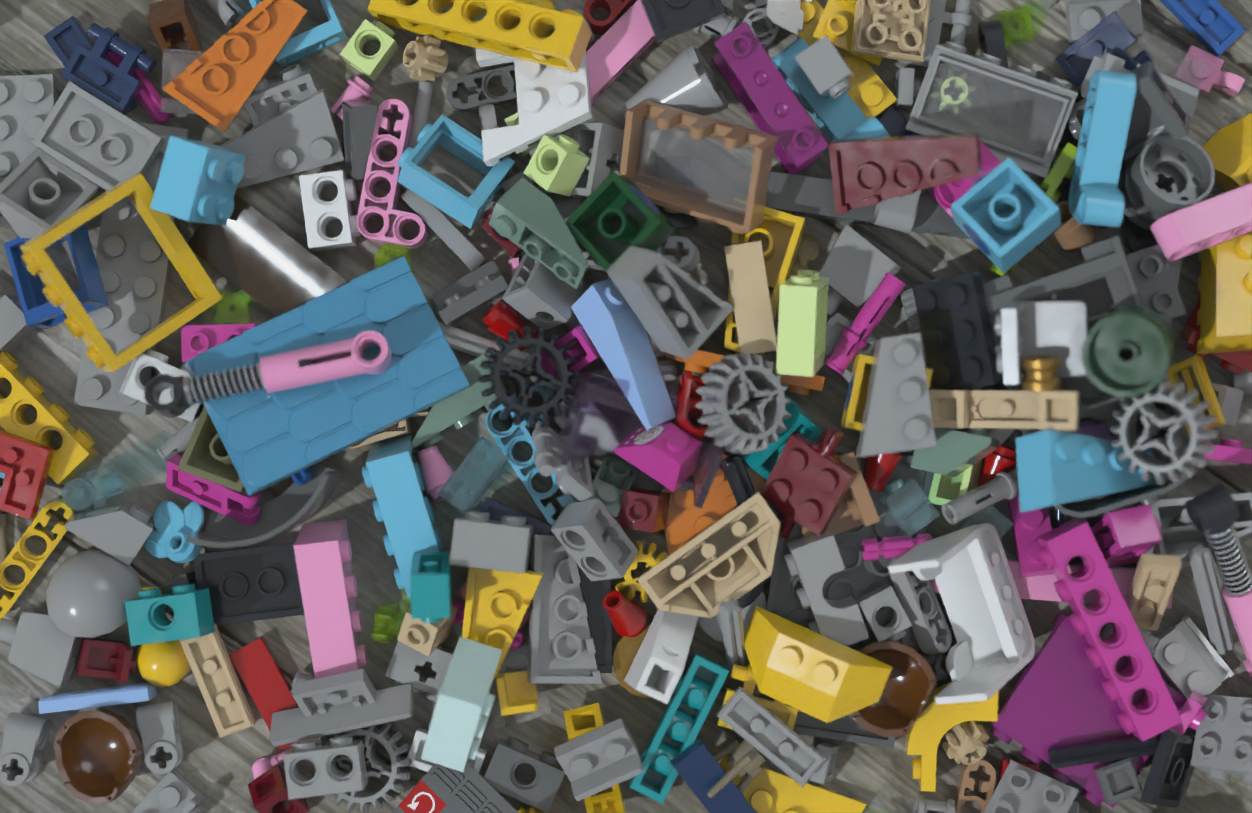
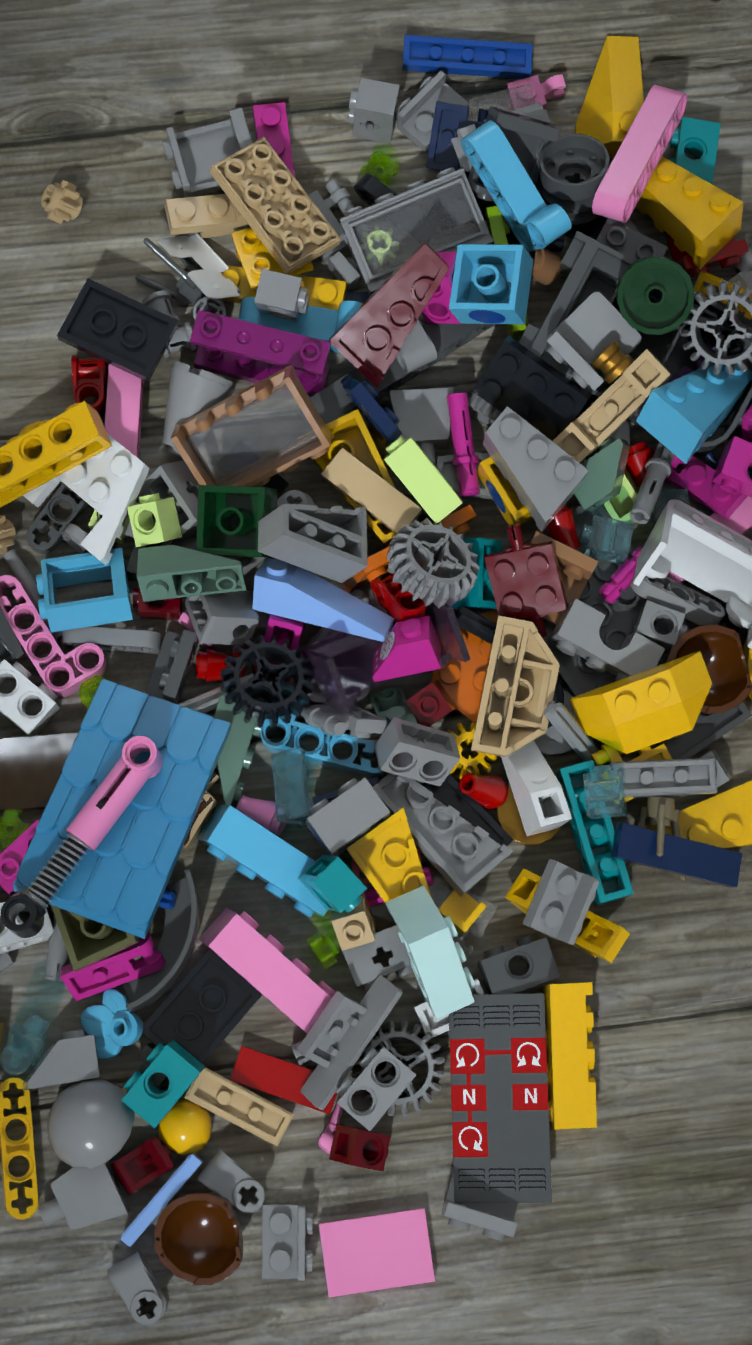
camera: 55 degrees left, 10 degrees down
(709, 709) = (604, 792): none -> clear light blue brick
(815, 232) = (364, 397): none -> dark blue plate

